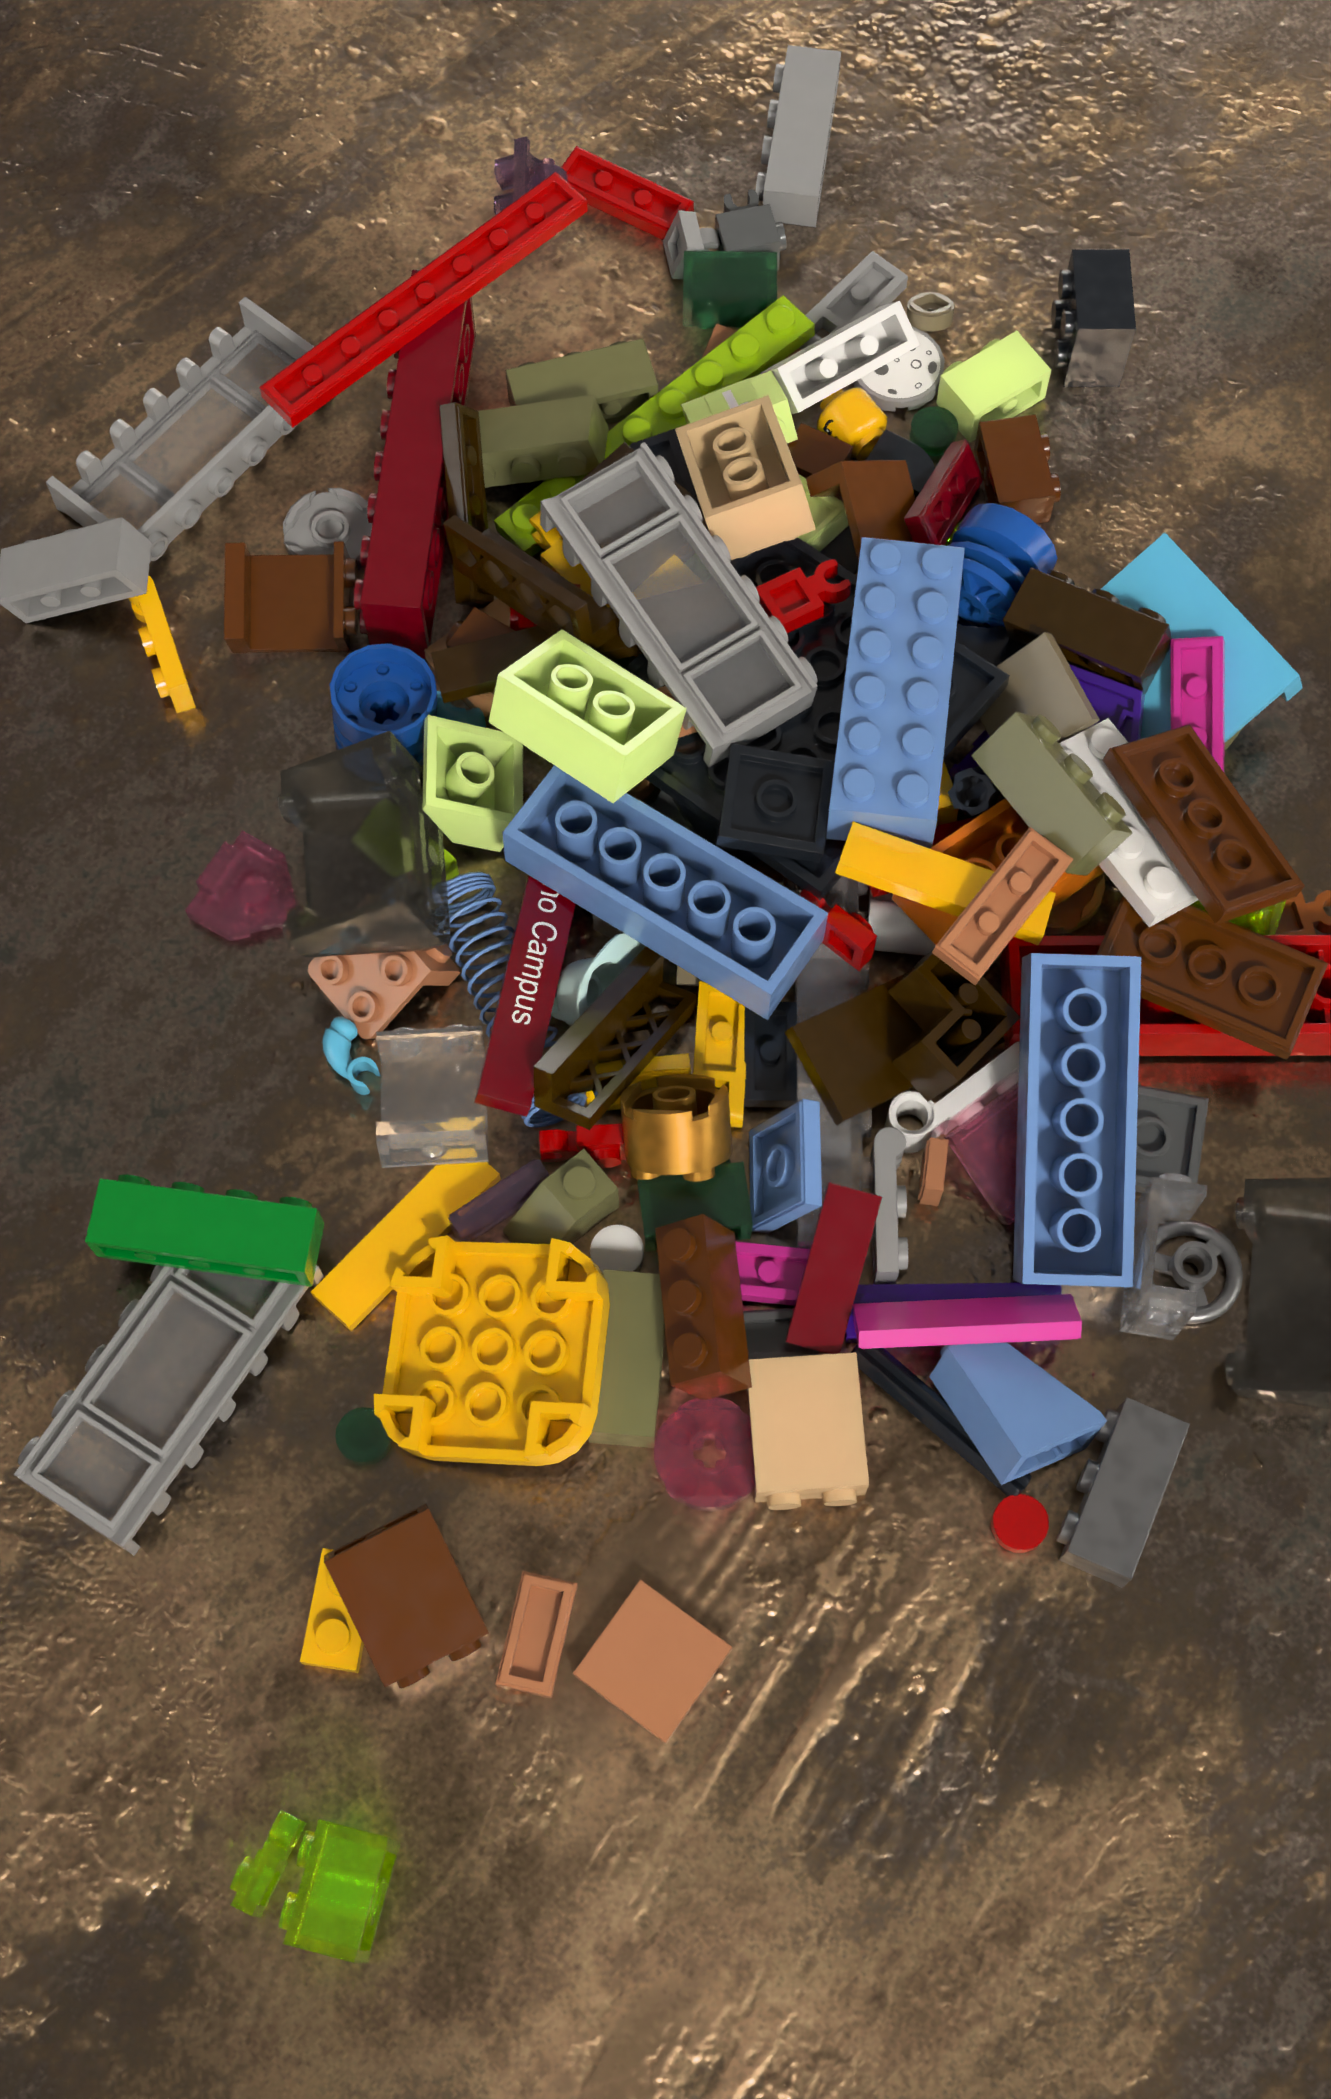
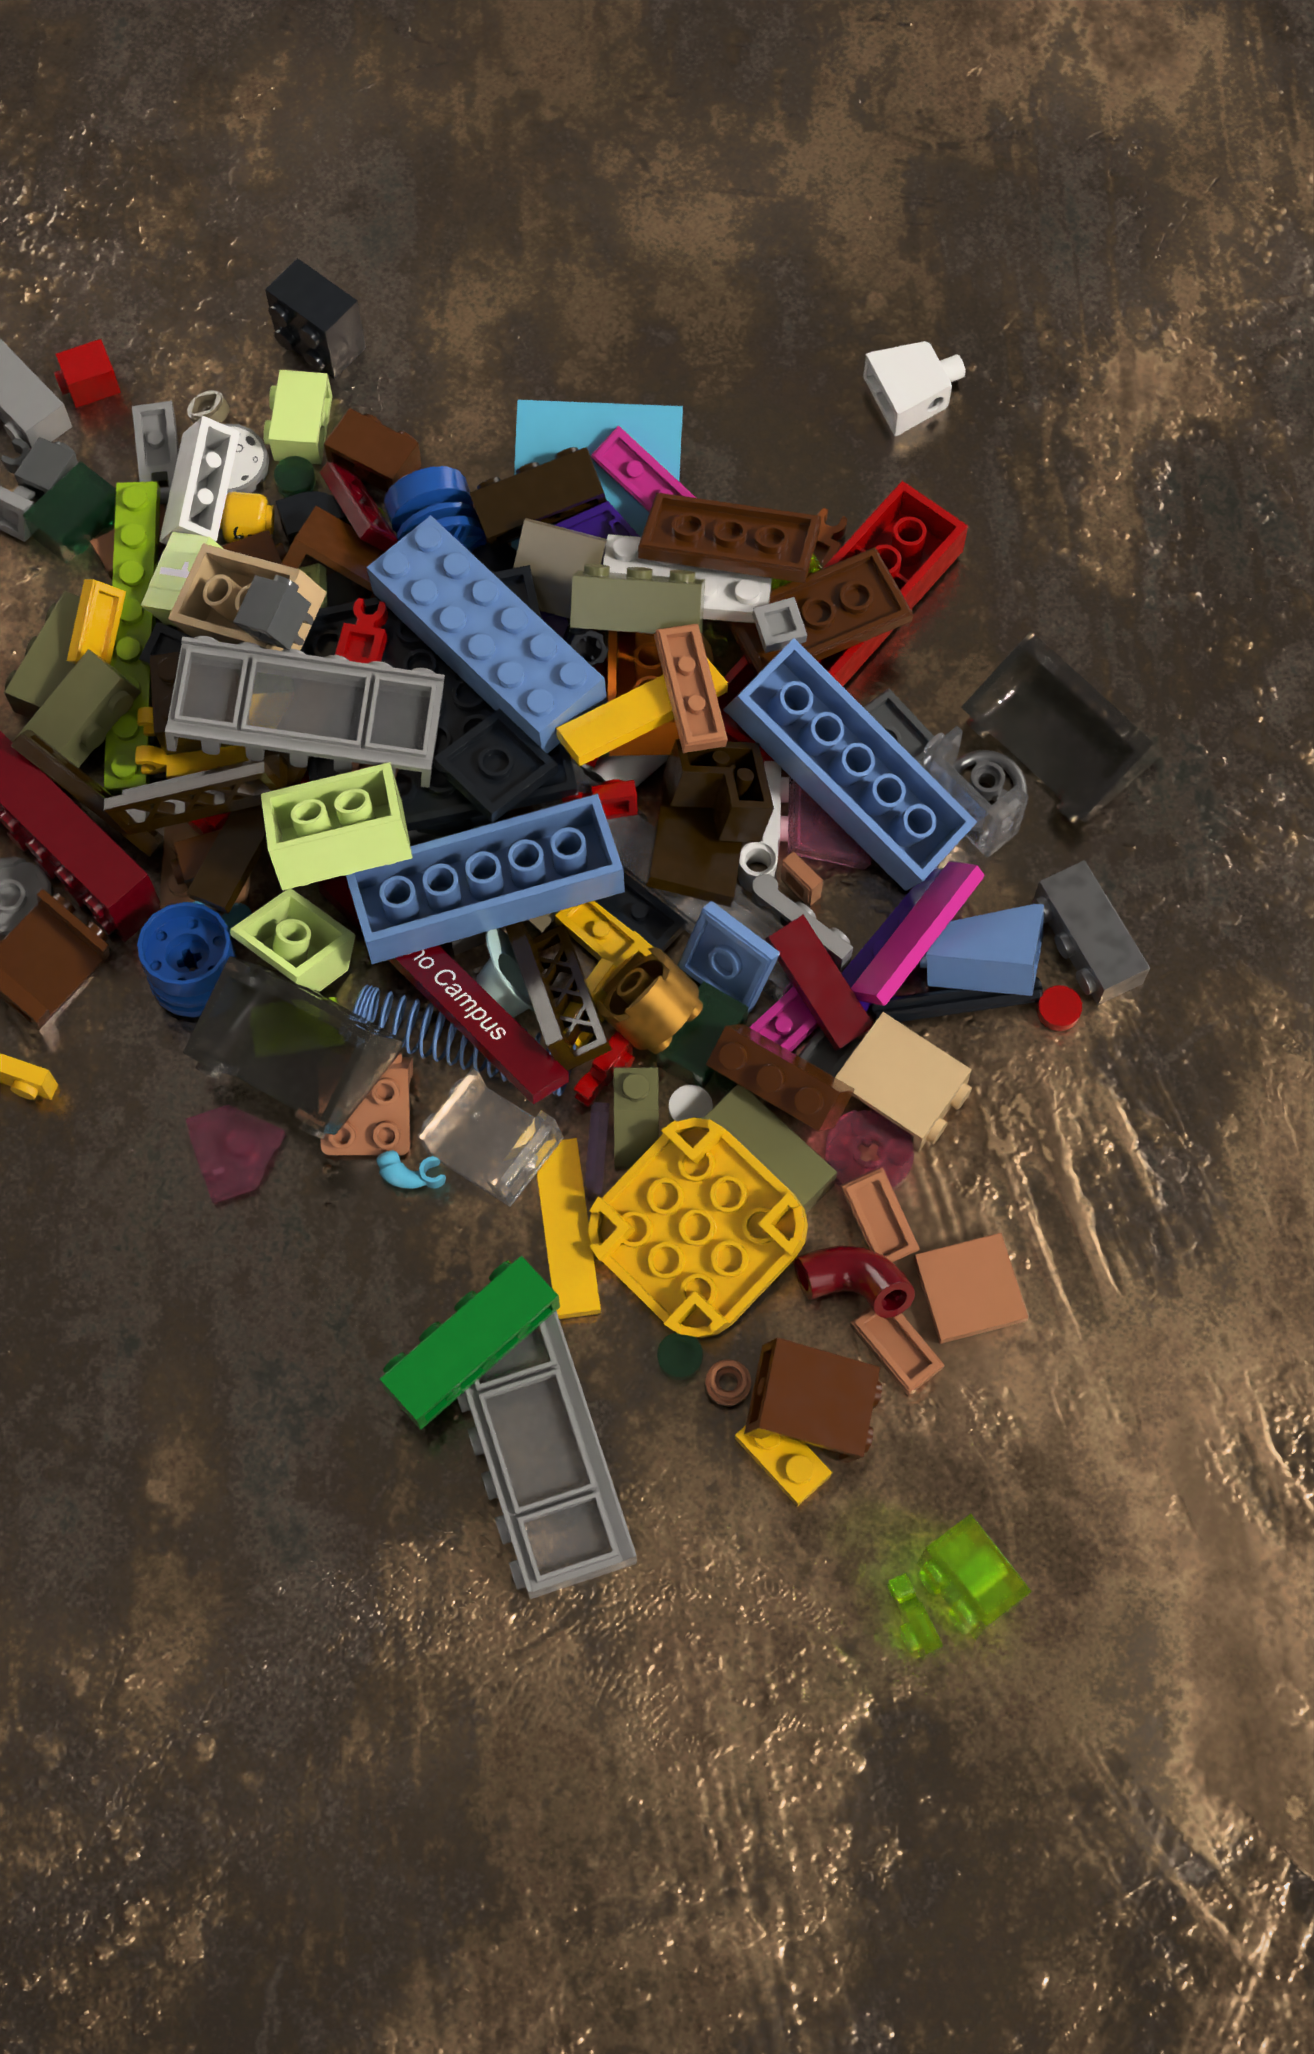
camera: 50 degrees left, 0 degrees up
(366, 1485) = (732, 1369): none -> nougat plate
(575, 1537) = (858, 1272): none -> dark red cylinder
(633, 384) = (96, 621): none -> yellow tile
(648, 1515) = (879, 1215): none -> nougat tile
(737, 495) = (274, 612): none -> dark grey brick
(871, 194) = (86, 373): none -> red brick
(1152, 936) = (779, 624): none -> light grey tile

